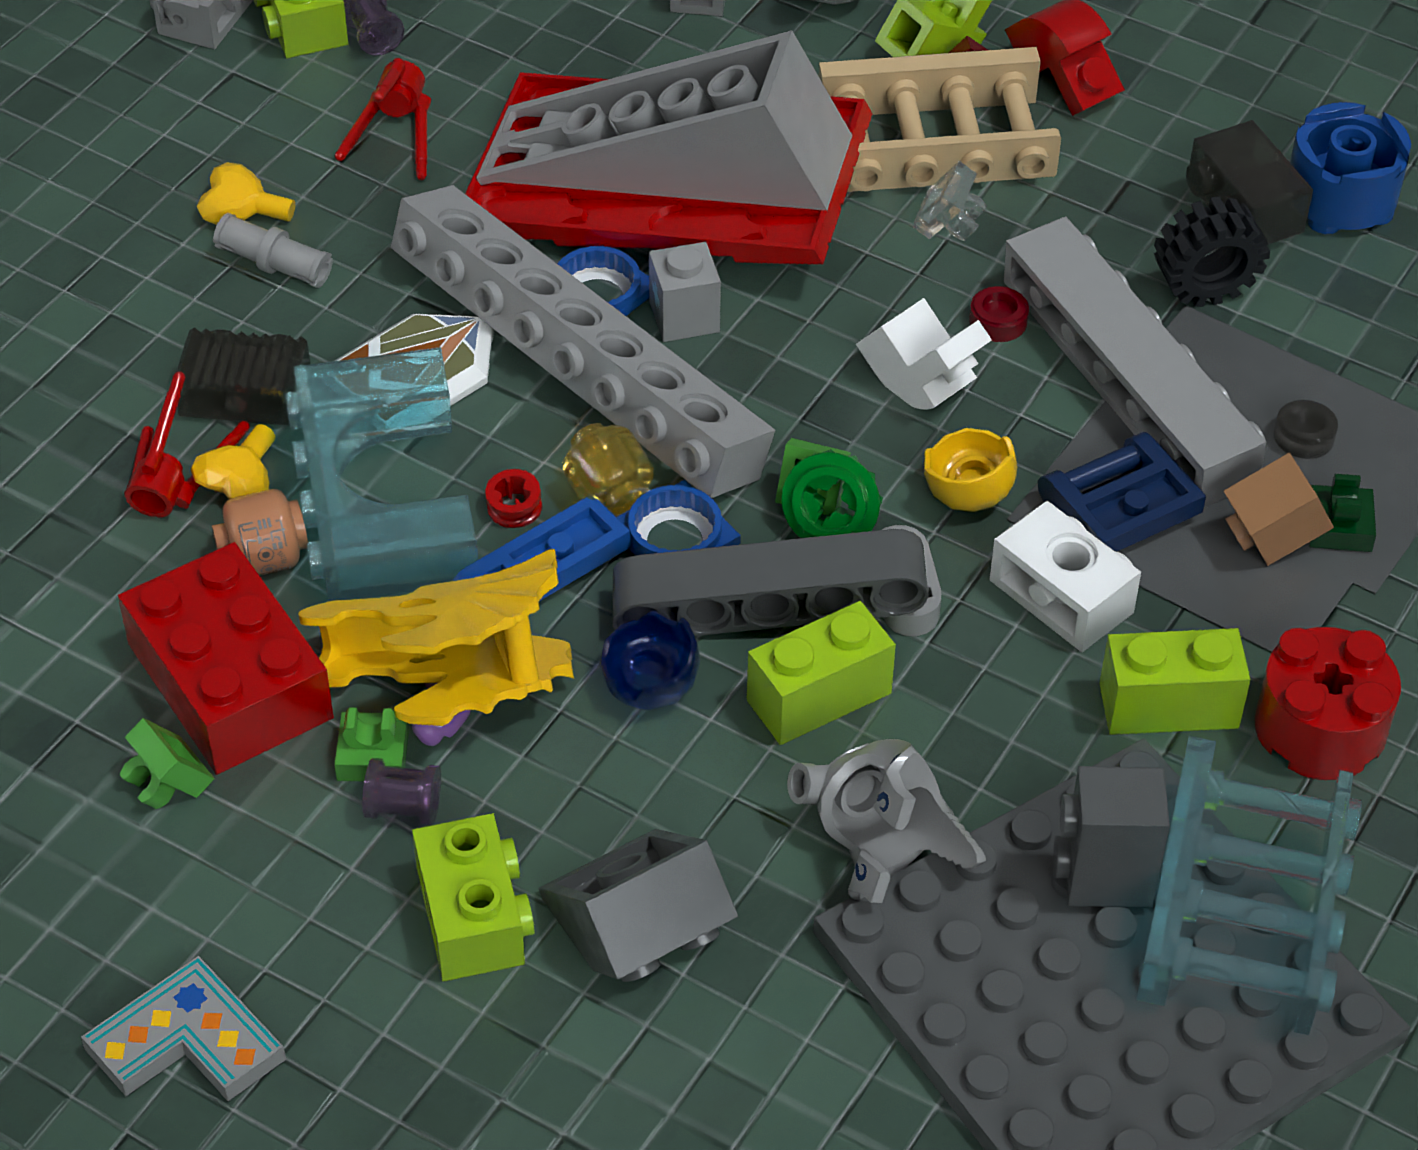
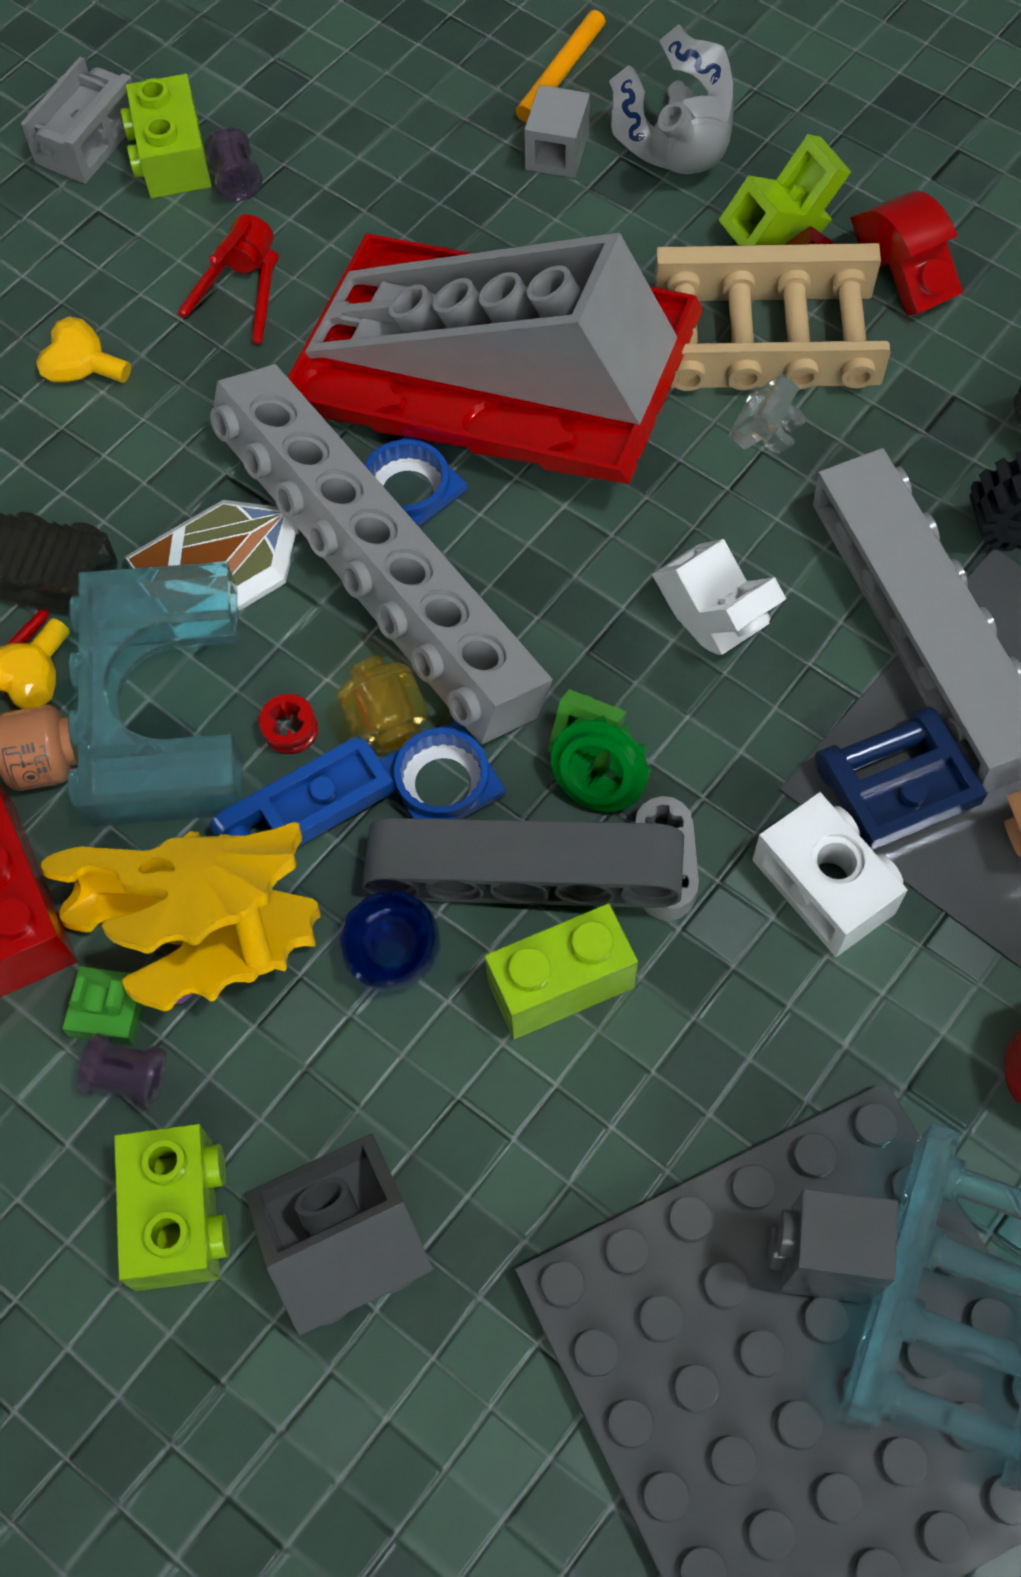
camera: 10 degrees right, 15 degrees up
(272, 250) = (98, 418): light grey pin -> none
(684, 291) = (488, 500): light grey brick -> none
(885, 812) = (606, 1158): light grey piece -> none
(970, 469) = (748, 735): yellow hair -> none
(1000, 312) = (802, 545): dark red tile -> none
(1174, 681) = (927, 1018): lime brick -> none

